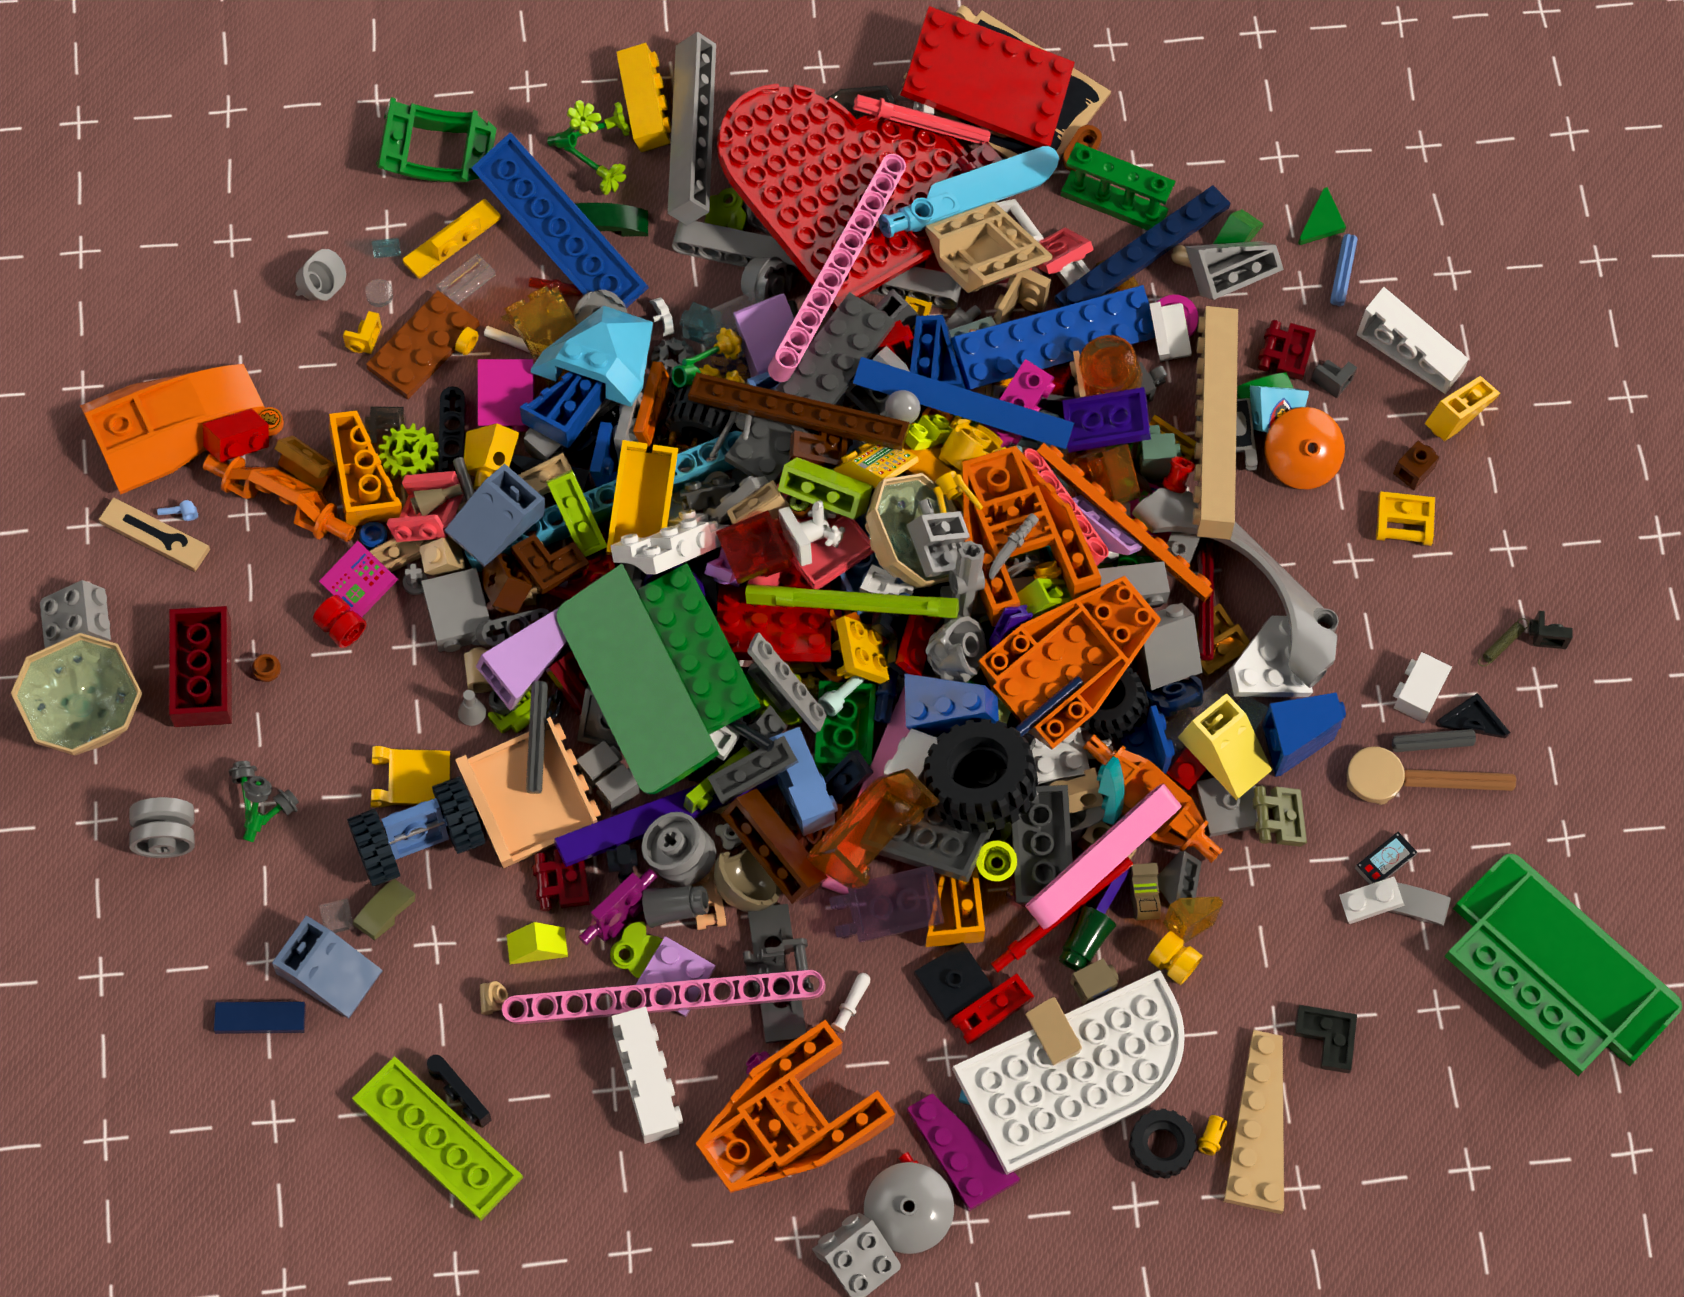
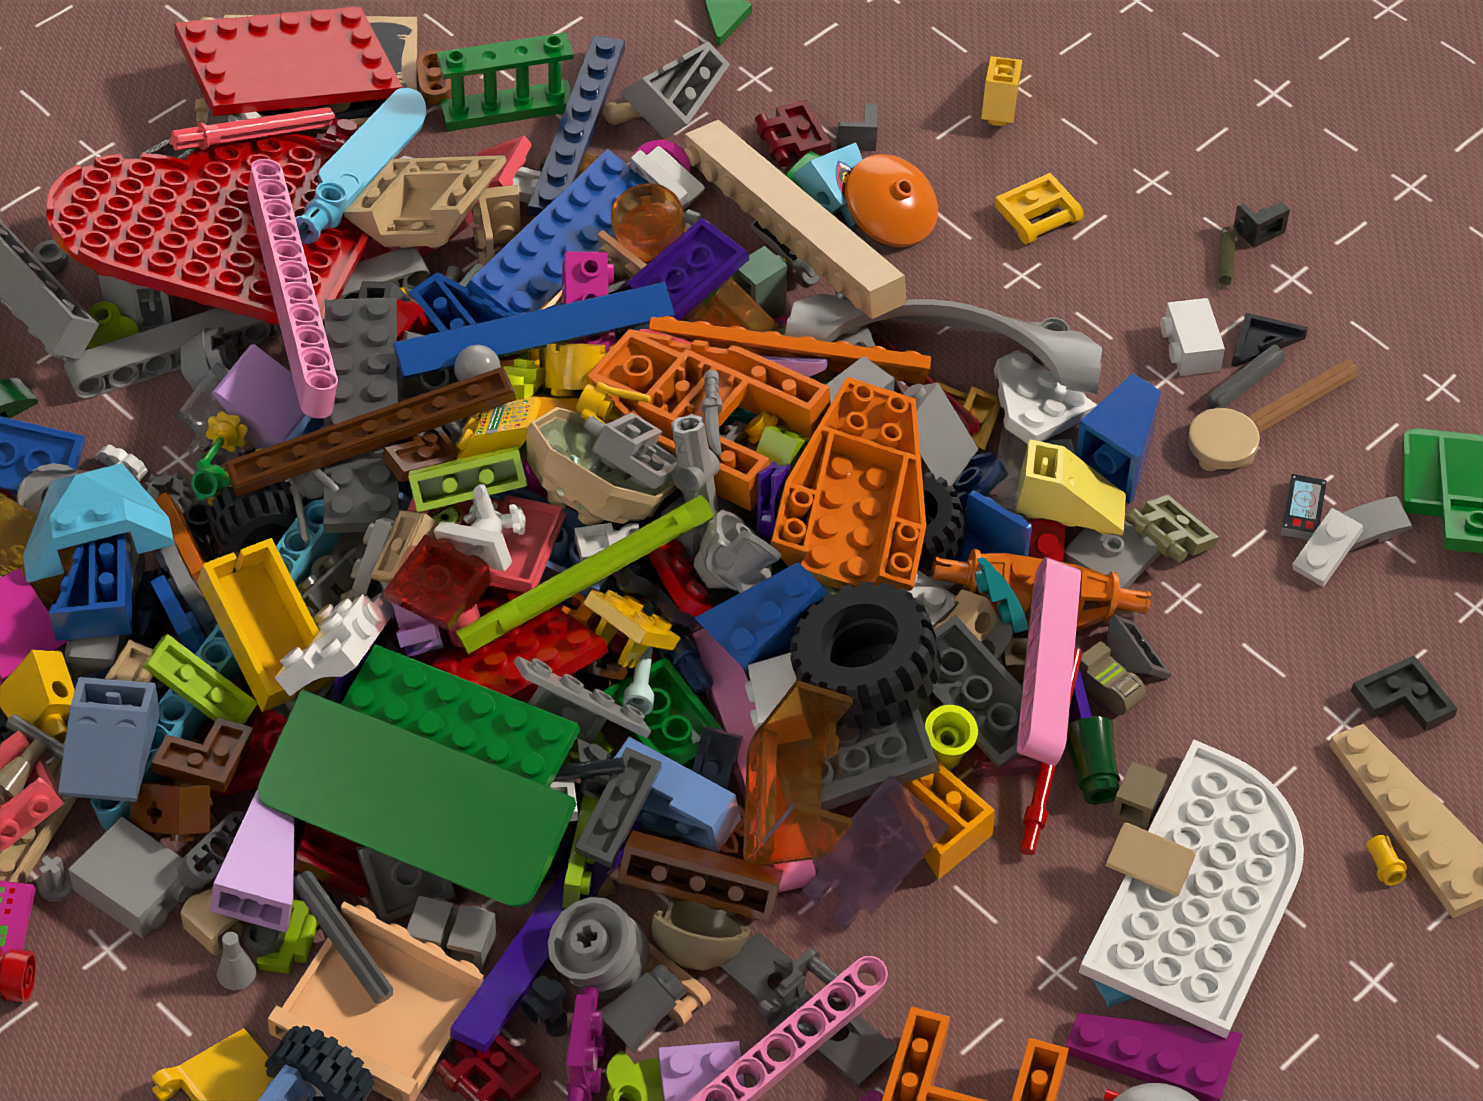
camera: 35 degrees left, 15 degrees down
(442, 557) = (71, 832): tan brick -> none
(697, 323) = (170, 444): clear light blue brick -> none
(729, 842) = (639, 913): white plate -> none
(848, 1008) = (914, 991): white piece -> none
(953, 981) = (998, 893): black plate -> none
(993, 1008) = (1062, 889): red plate -> none
(1051, 704) = (875, 543): dark blue bar -> none
(1162, 1120) = (1341, 927): black tyre -> none
(1174, 957) = (1197, 718): yellow wheel -> none
(1178, 474) = (801, 279): red bush -> none
(1192, 916) = (1179, 668): clear yellow tile -> none
(1239, 228) = (651, 58): green slope -> none
(1343, 270) = (782, 40): medium blue axle -> none
(1411, 341) = (904, 58): white wedge -> none
(1416, 464) = (1006, 157): reddish brown brick -> none

